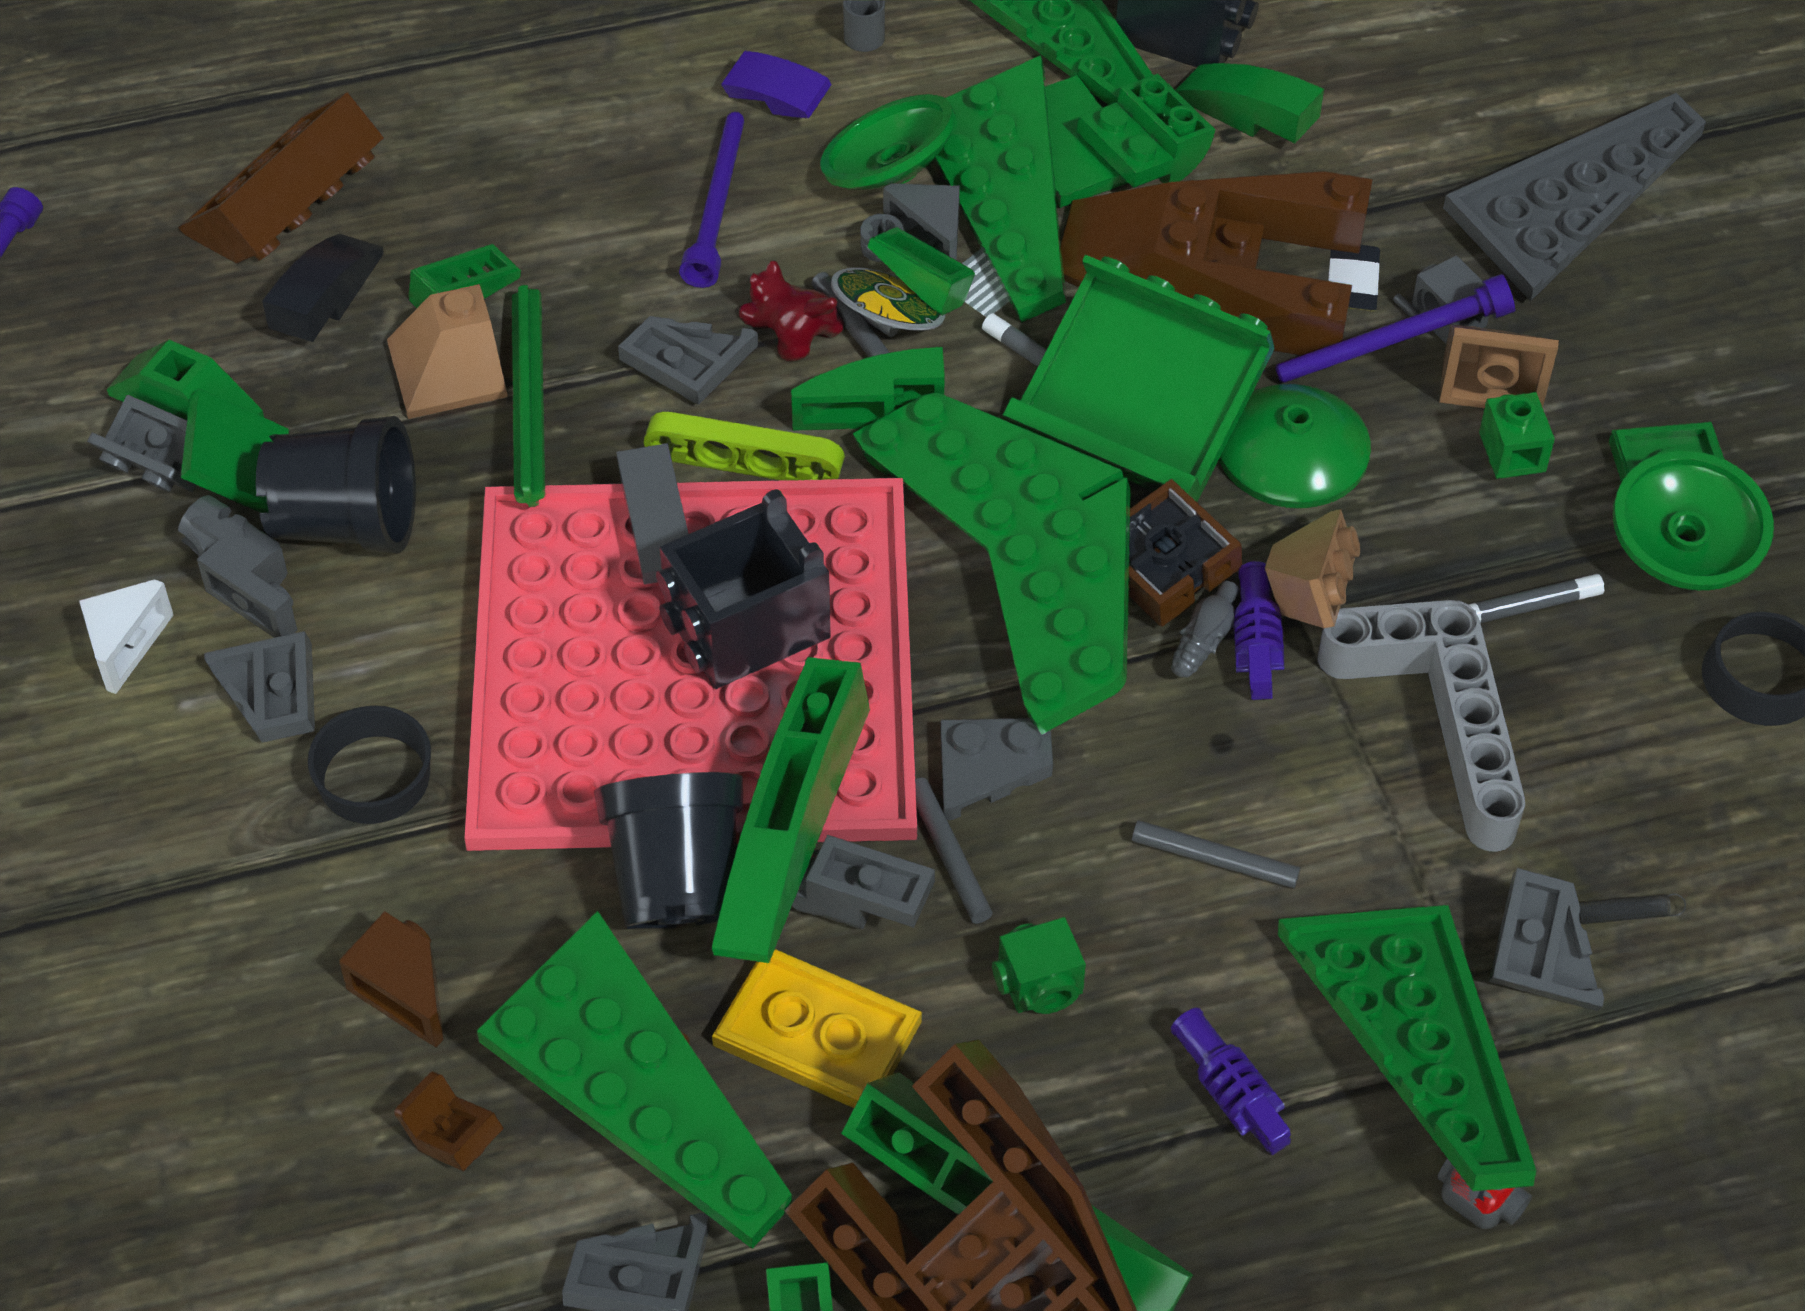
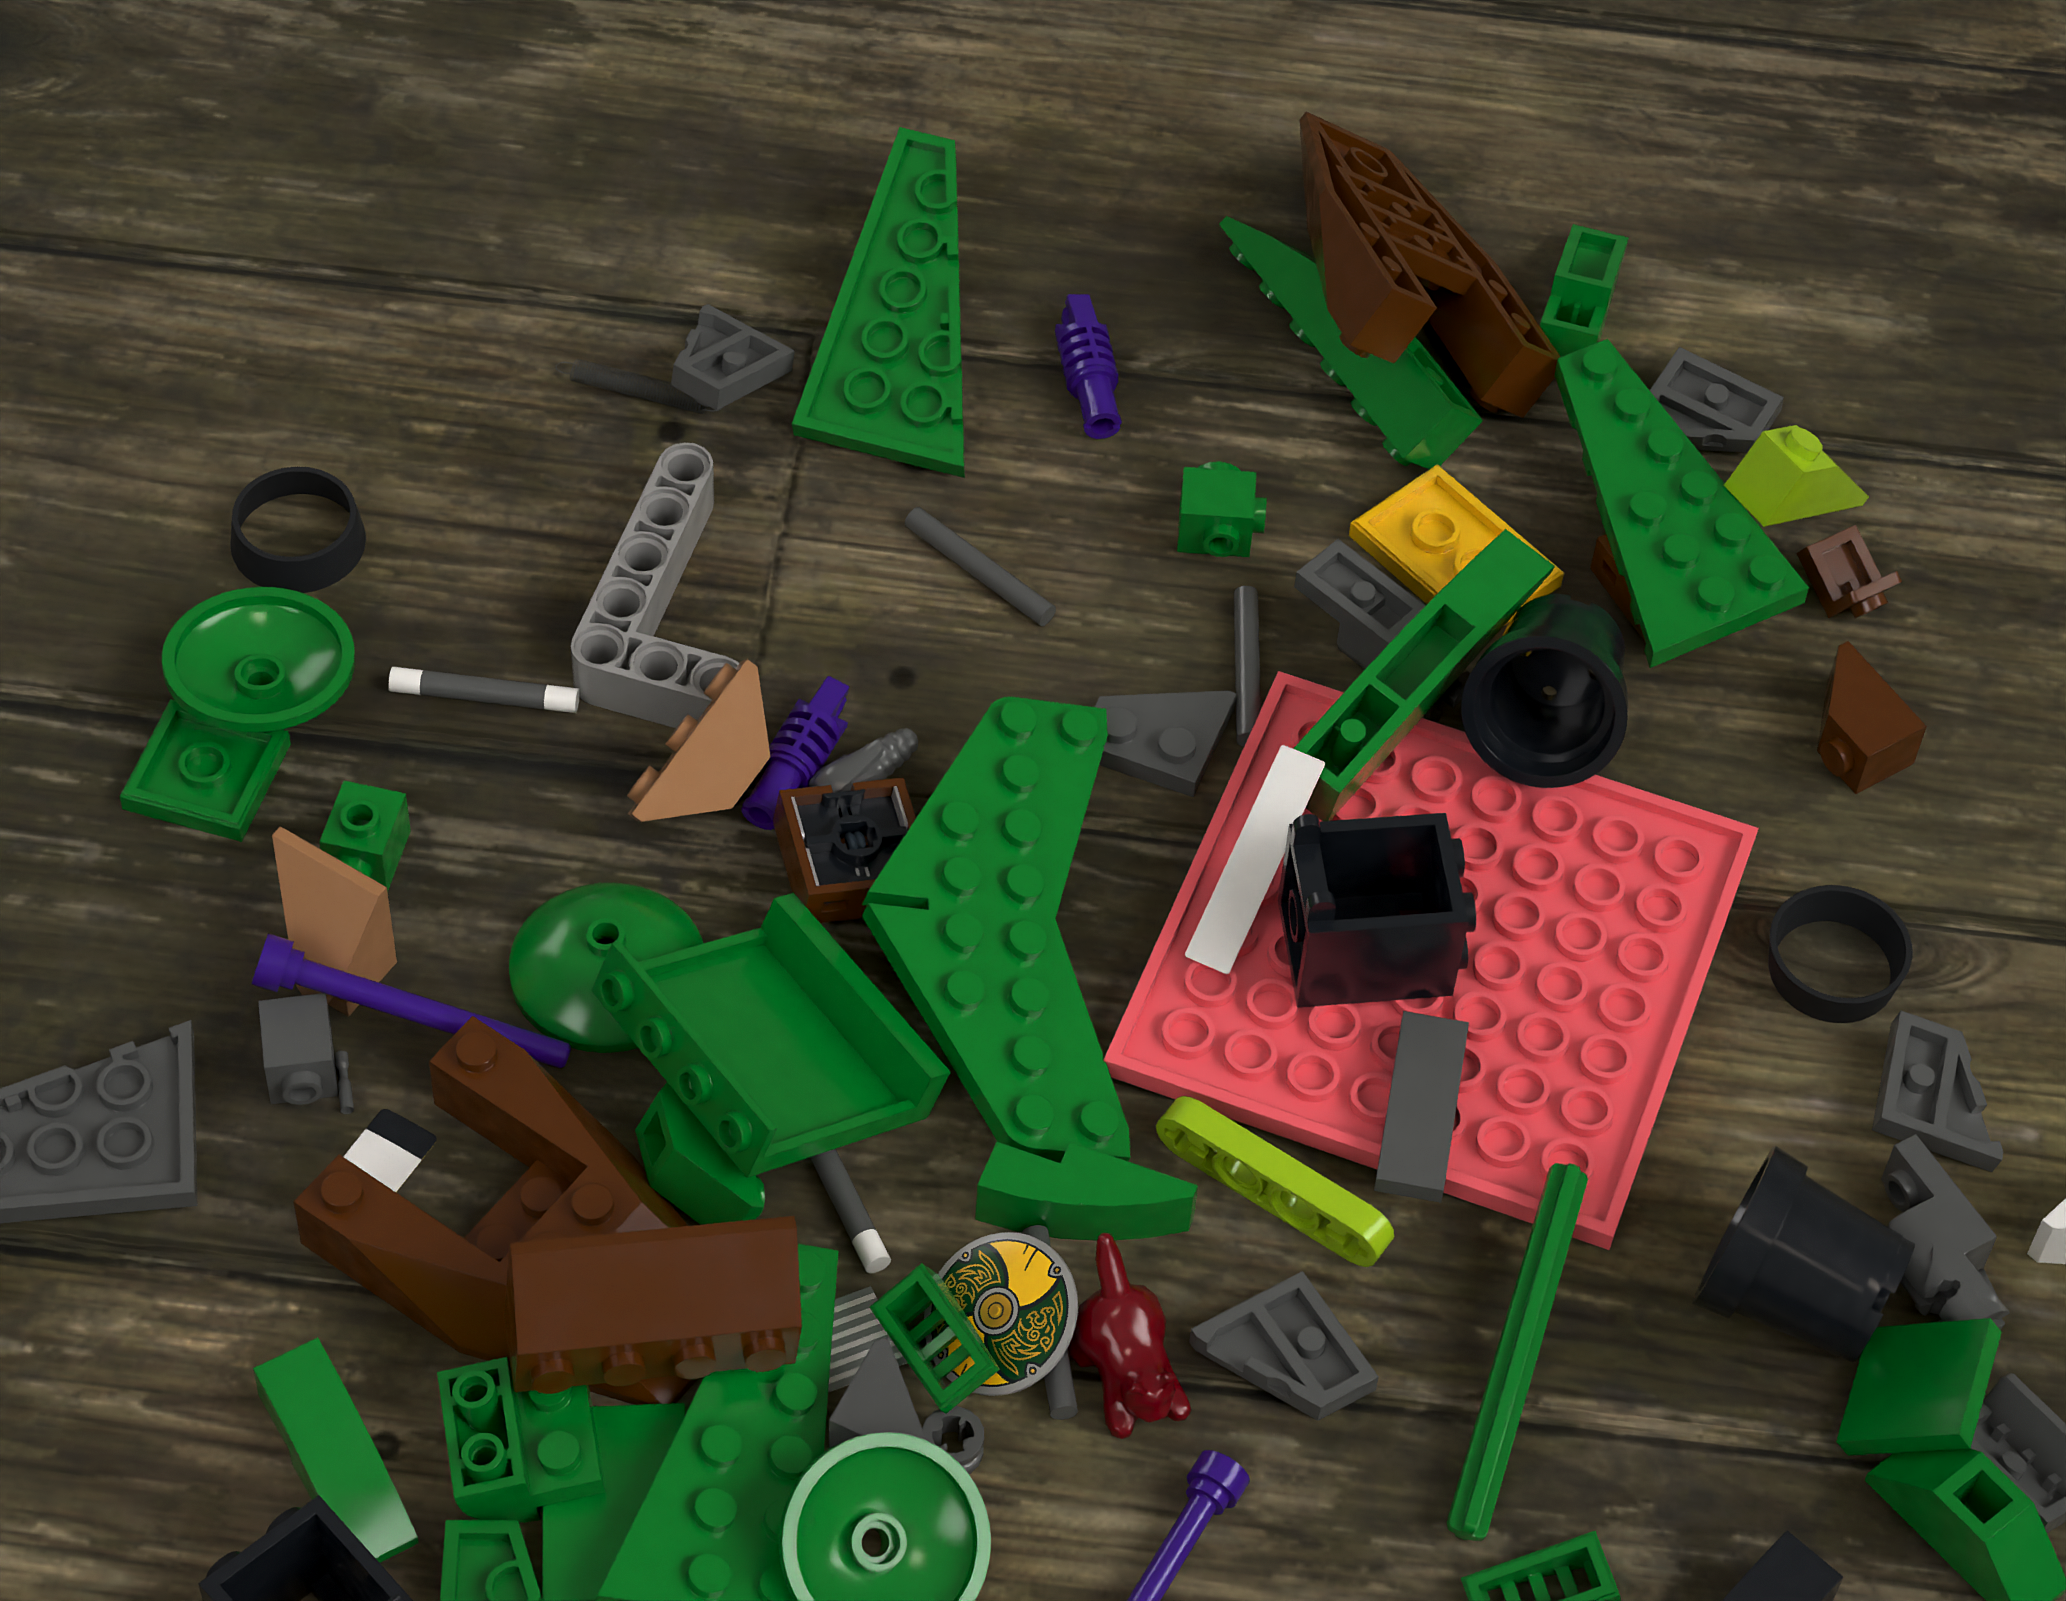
camera: 160 degrees left, 0 degrees up
(447, 354) = (1603, 1472): medium nougat slope -> none
(513, 1169) = (1791, 478): none -> lime slope
(854, 615) = (1254, 859): none -> white sticker
(1101, 171) = (653, 1304): none -> reddish brown slope

